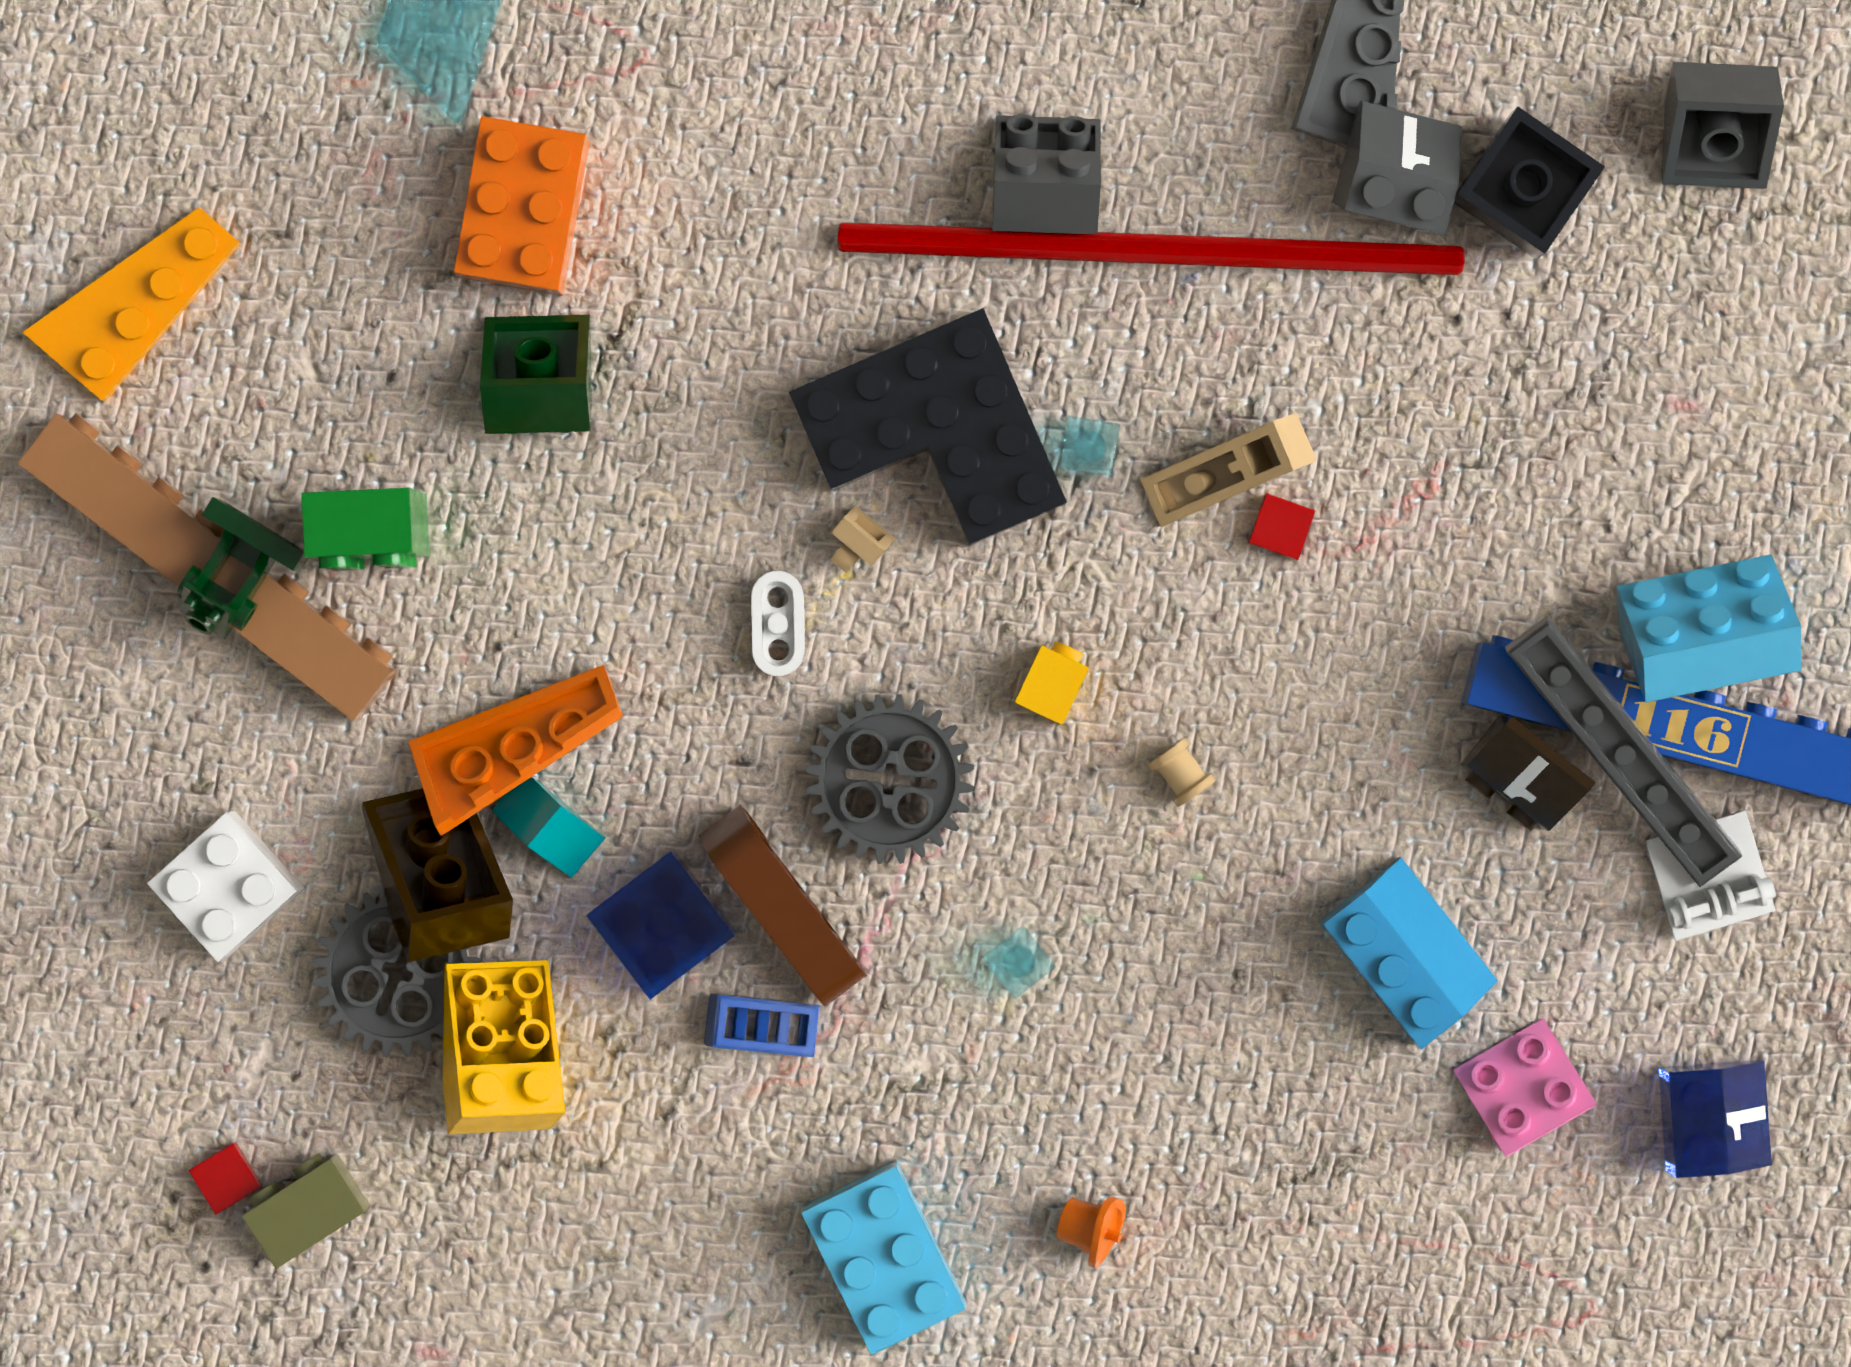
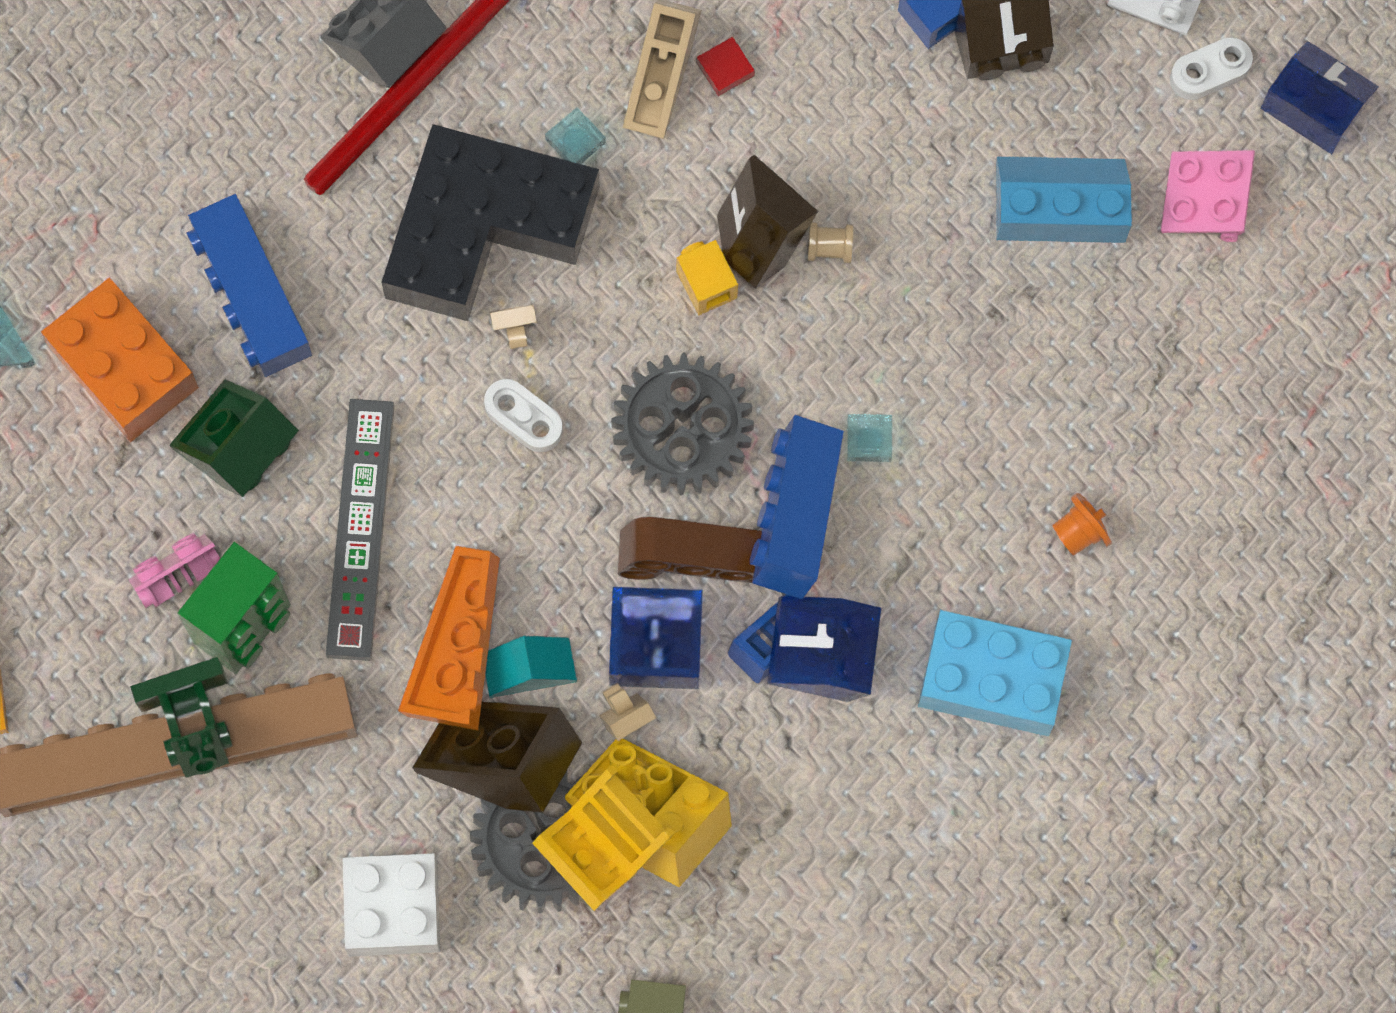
camera: 55 degrees left, 15 degrees down
(350, 417) = (151, 572): none -> bright pink hinge
(422, 1037) = (602, 839): none -> yellow plate
(549, 562) = (360, 530): none -> dark grey tile
(572, 951) = (626, 712): none -> tan tile
(692, 263) = (249, 285): none -> blue brick
(779, 1084) = (824, 647): none -> clear blue slope
(887, 956) = (797, 506): none -> blue brick
(1139, 696) = (762, 222): none -> dark brown slope
(1660, 990) = (1213, 67): none -> white plate

